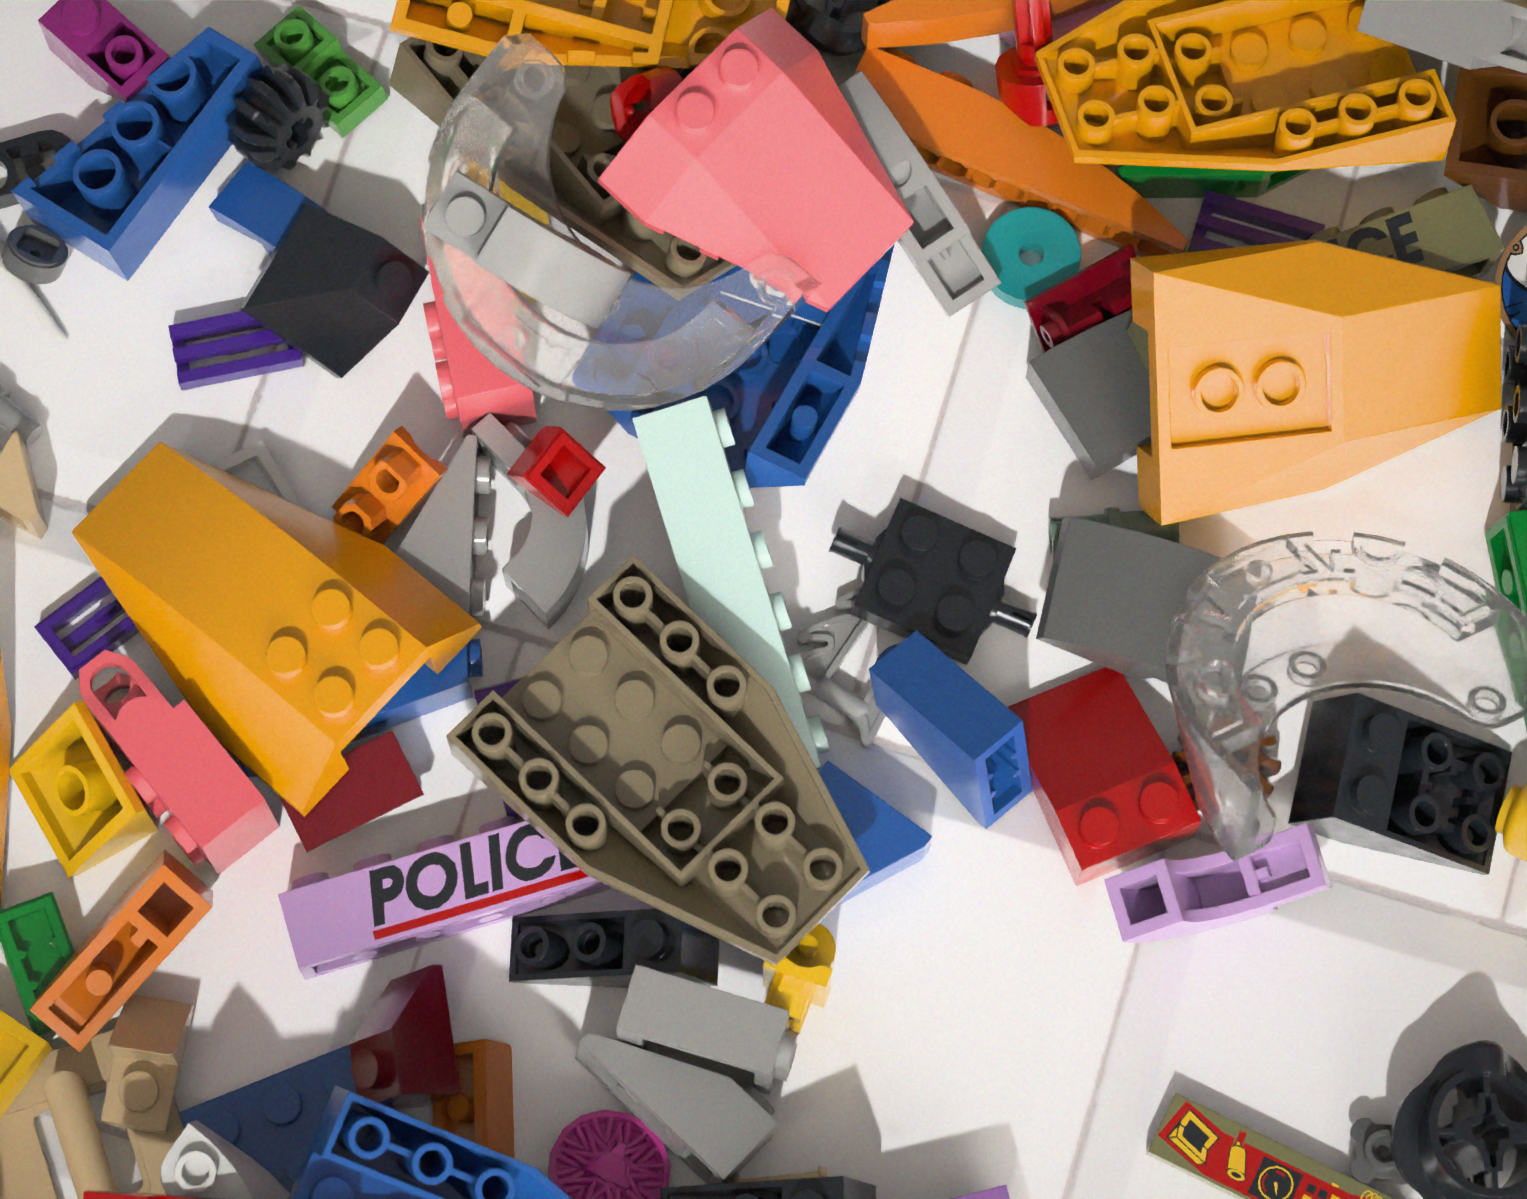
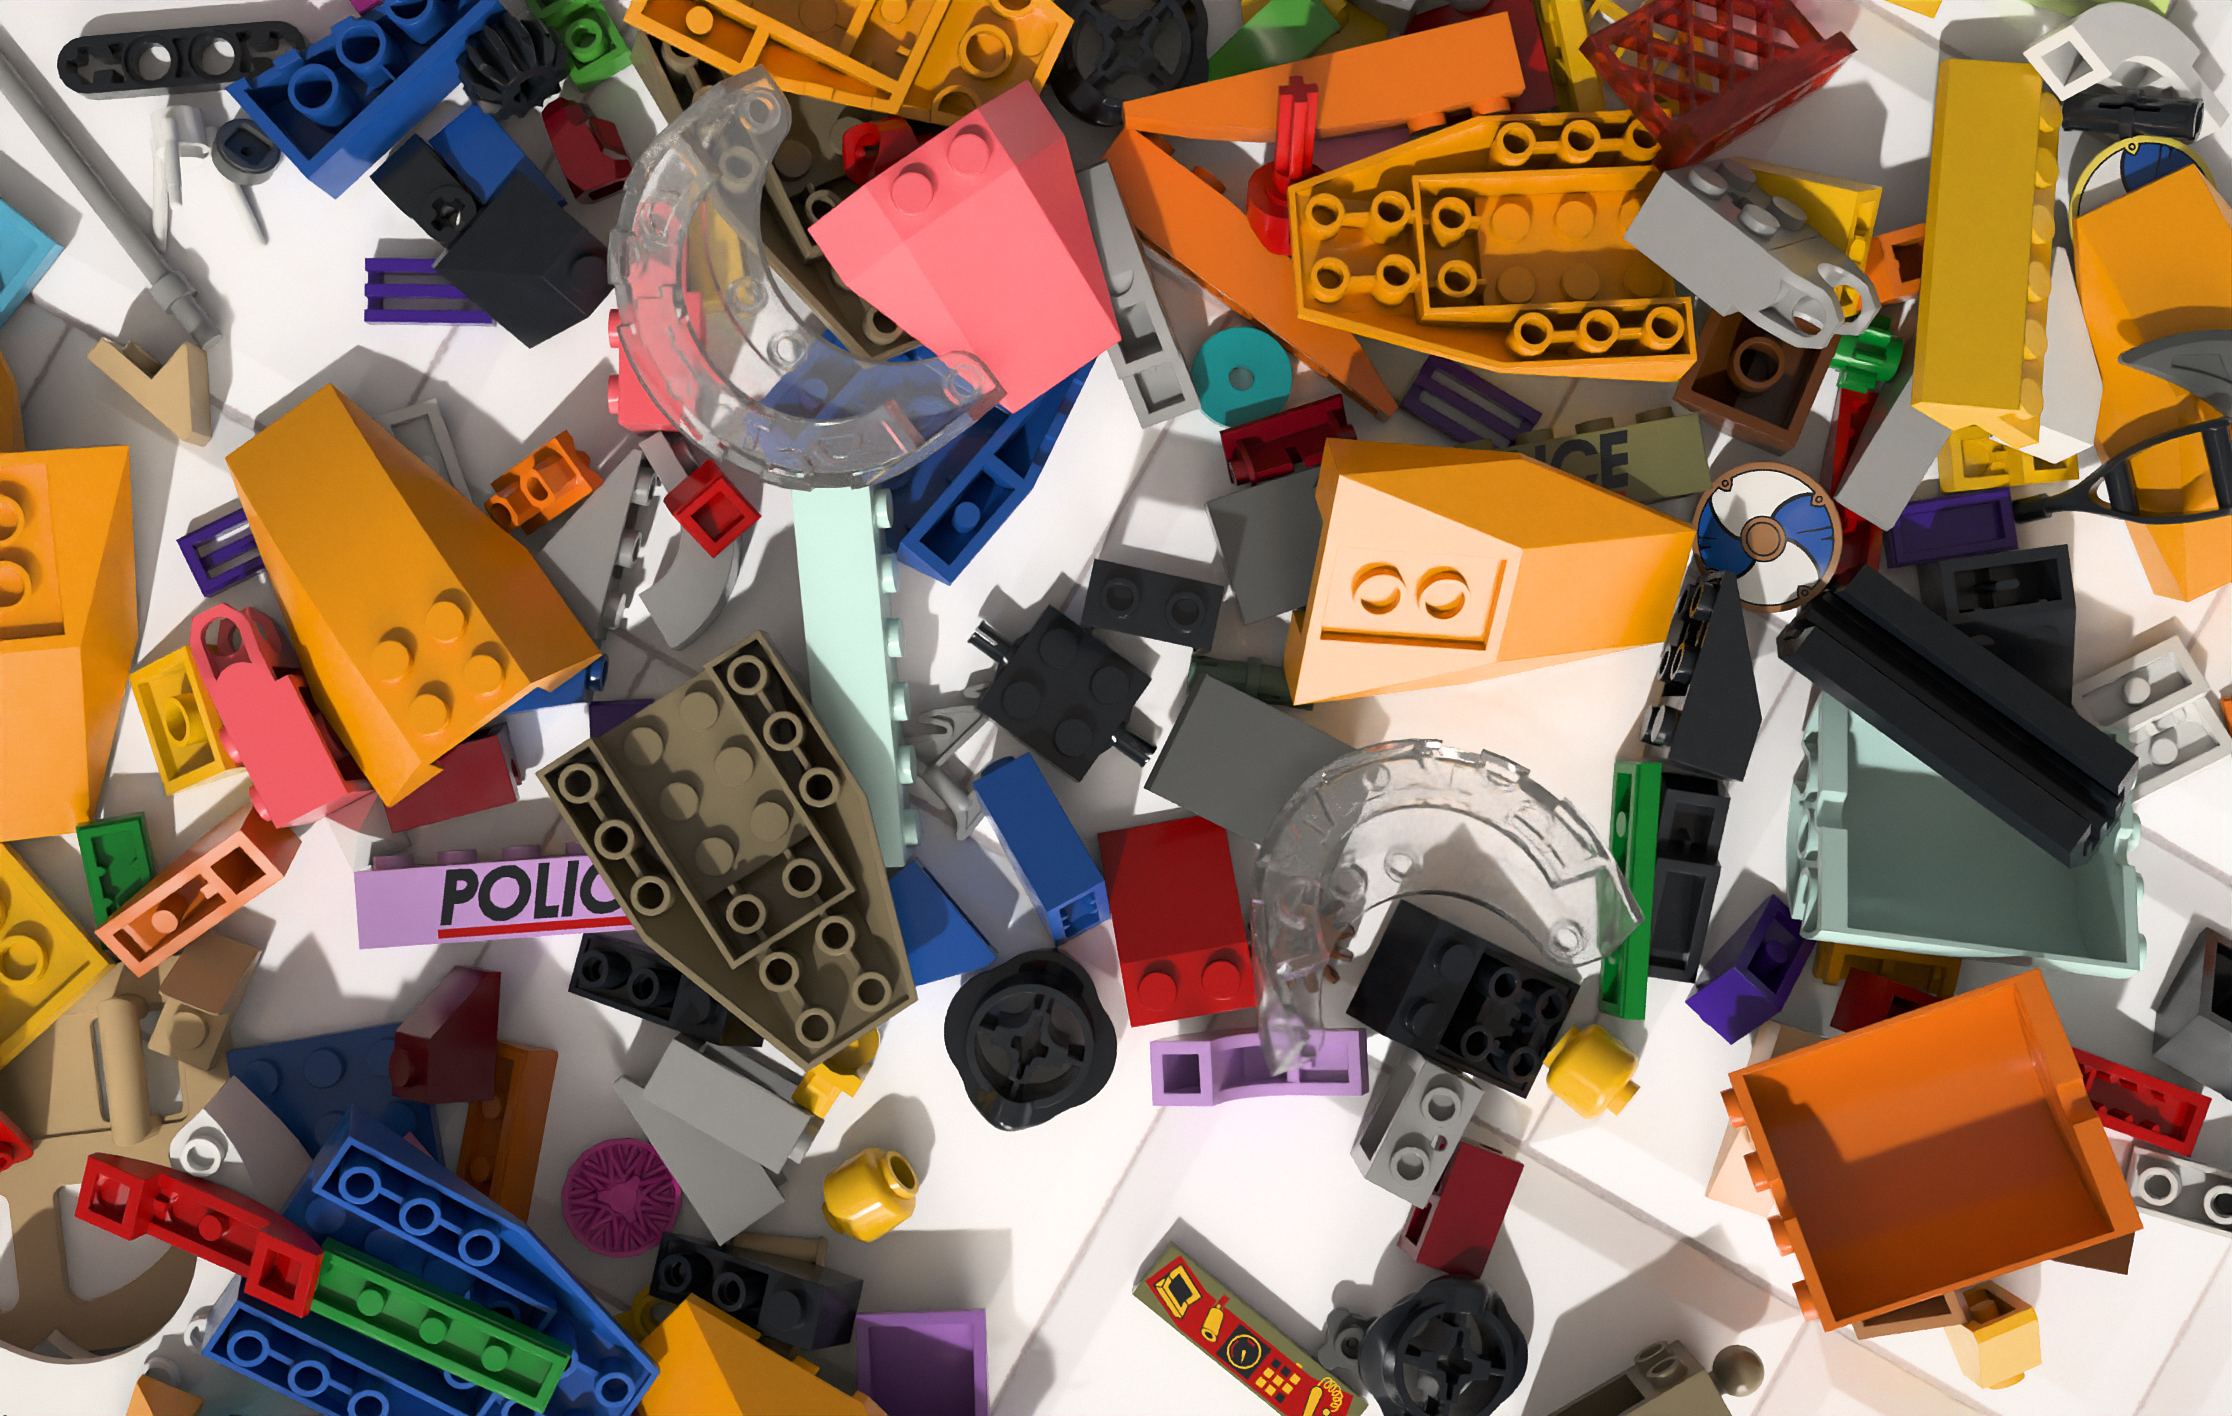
camera: 15 degrees right, 15 degrees up
(216, 251) = (425, 189): none -> black piece
(273, 865) = (365, 832): none -> slope
(364, 183) = (587, 150): none -> dark red rock
(526, 251) = (705, 312): arch -> none
(859, 1107) = (869, 1194): none -> yellow head
(992, 849) = (1010, 1101): none -> black piece
(1000, 451) = (1152, 605): none -> black window
(1380, 912) = (1414, 1107): none -> light grey window
(1451, 983) = (1463, 1211): none -> dark red hinge

